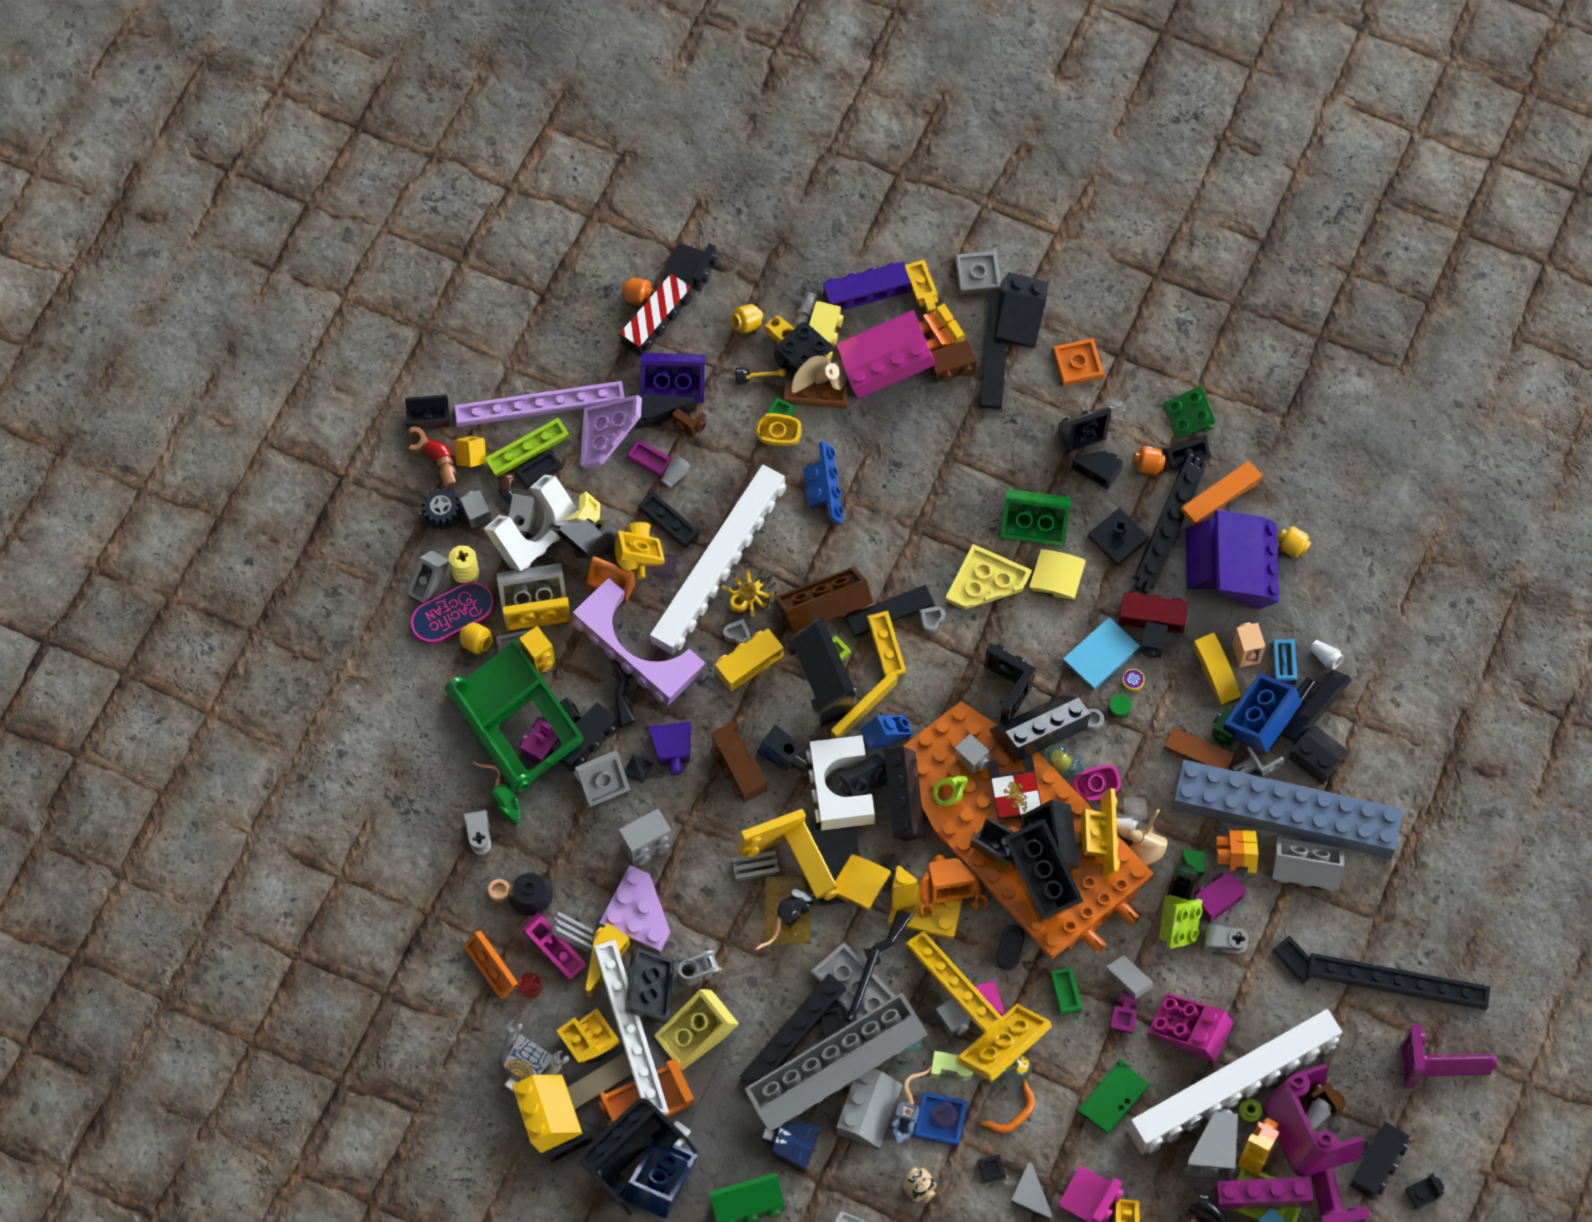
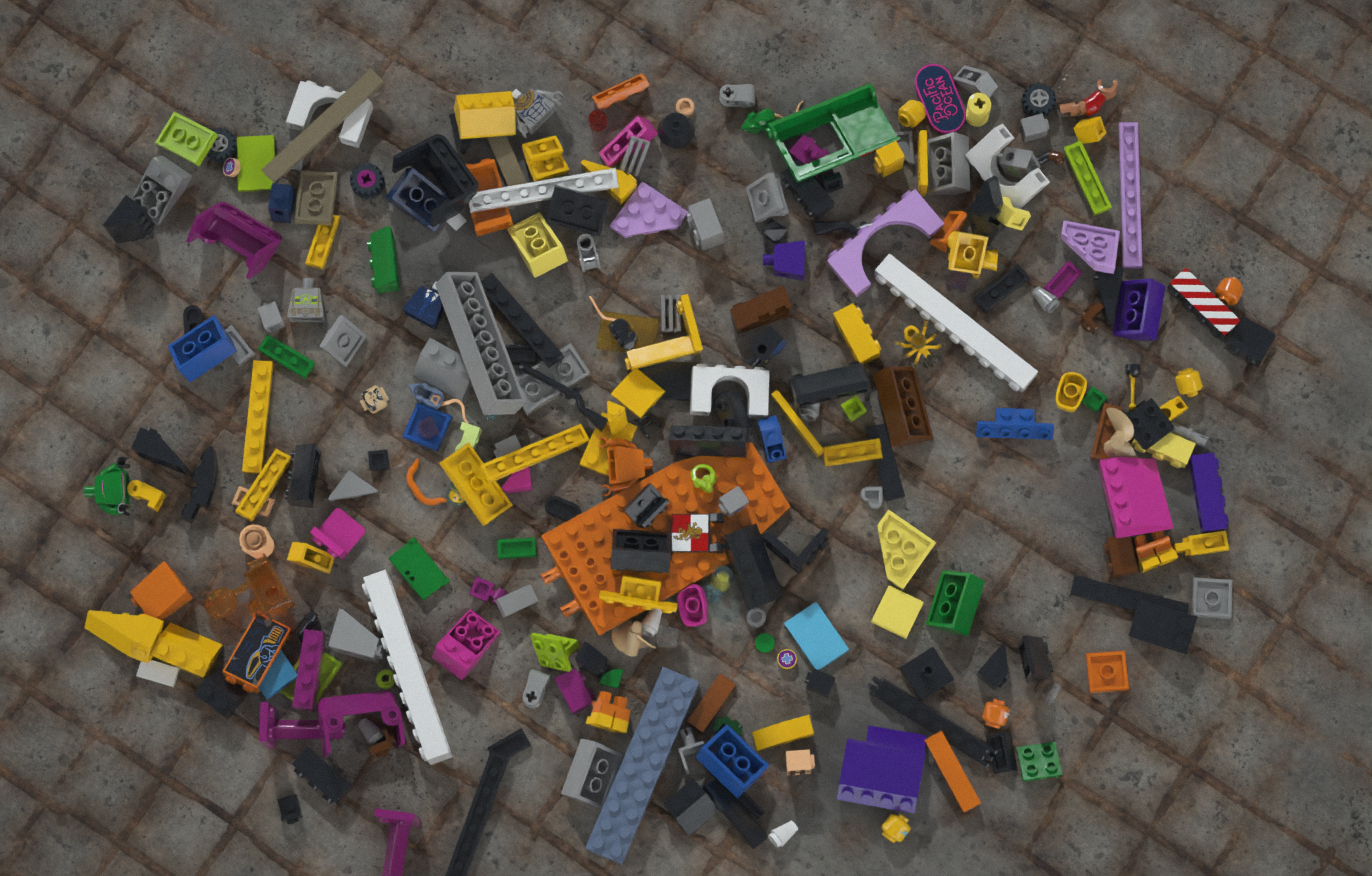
camera: 105 degrees right, 10 degrees up
(427, 412) = (1131, 99): black bracket -> none
(532, 471) = (1066, 186): black tile -> none
(737, 632) = (885, 330): light grey tile -> none
(1042, 870) = (607, 531): black slope -> none
(1139, 609) = (847, 688): dark red brick -> none
(1259, 1146) = (348, 678): yellow hips -> none
(1285, 677) = (789, 797): dark azure tile -> none

